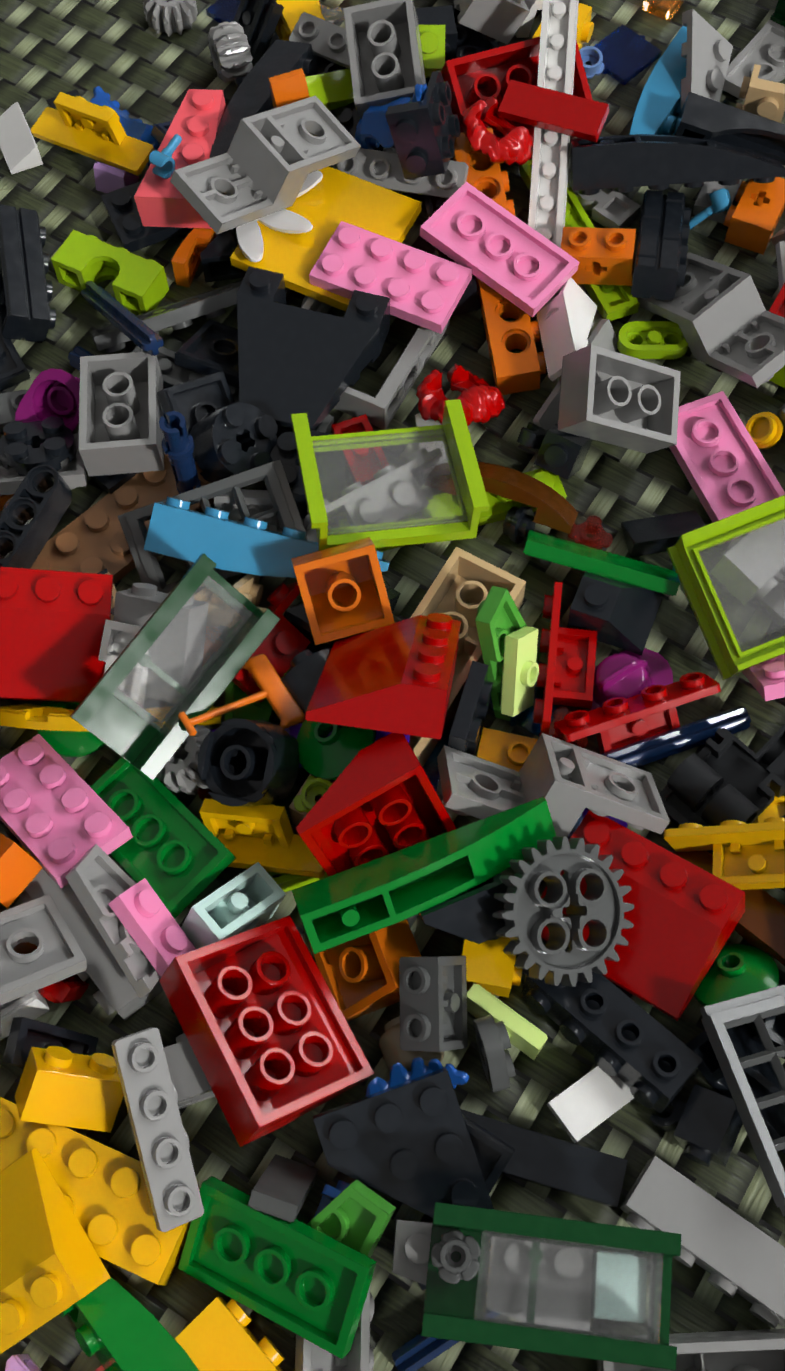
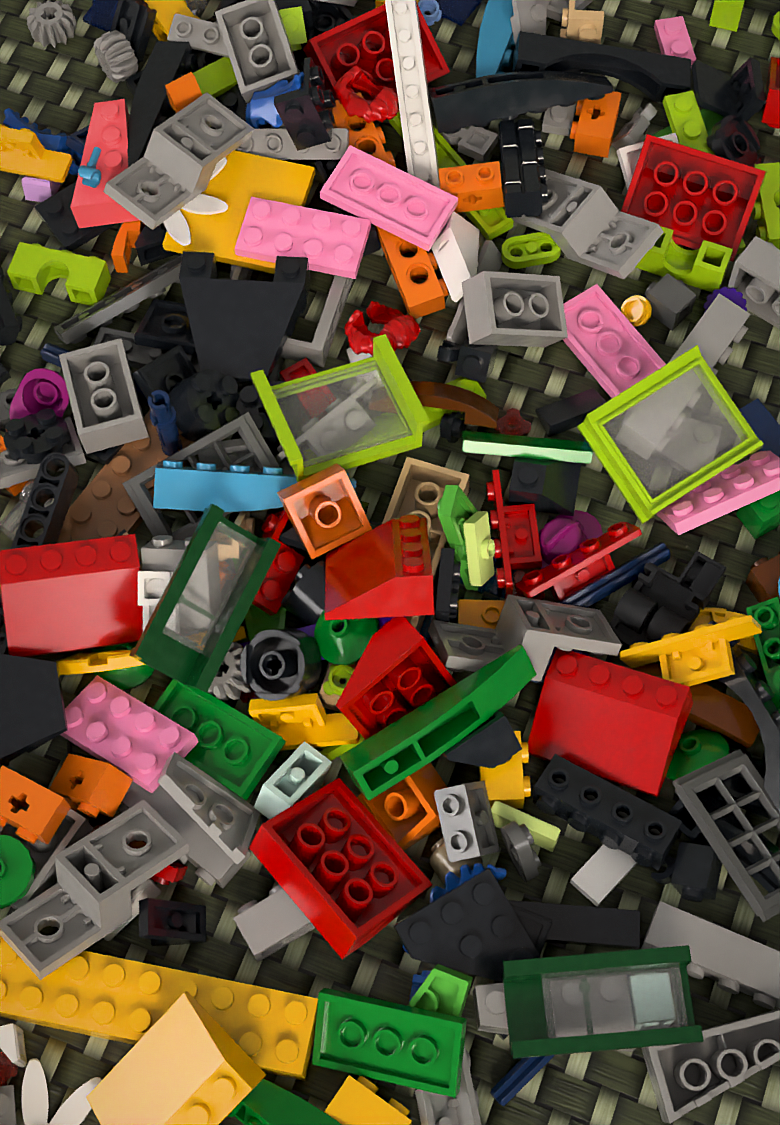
camera: 10 degrees left, 0 degrees up
(69, 1089) = (198, 945): yellow brick -> none
(122, 318) = (83, 313): dark blue axle -> none
(151, 925) = (233, 807): bright pink plate -> none
(158, 1129) = (277, 957): light grey bracket -> none
(271, 689) = (284, 601): orange piece -> none
(283, 1188) = (381, 985): dark grey tile -> none
(453, 1271) = (522, 1009): dark grey plate -> none
(528, 913) = (527, 736): dark grey gear -> none
(553, 110) = (410, 69): red tile -> none
(720, 202) = (563, 120): dark azure hand -> none

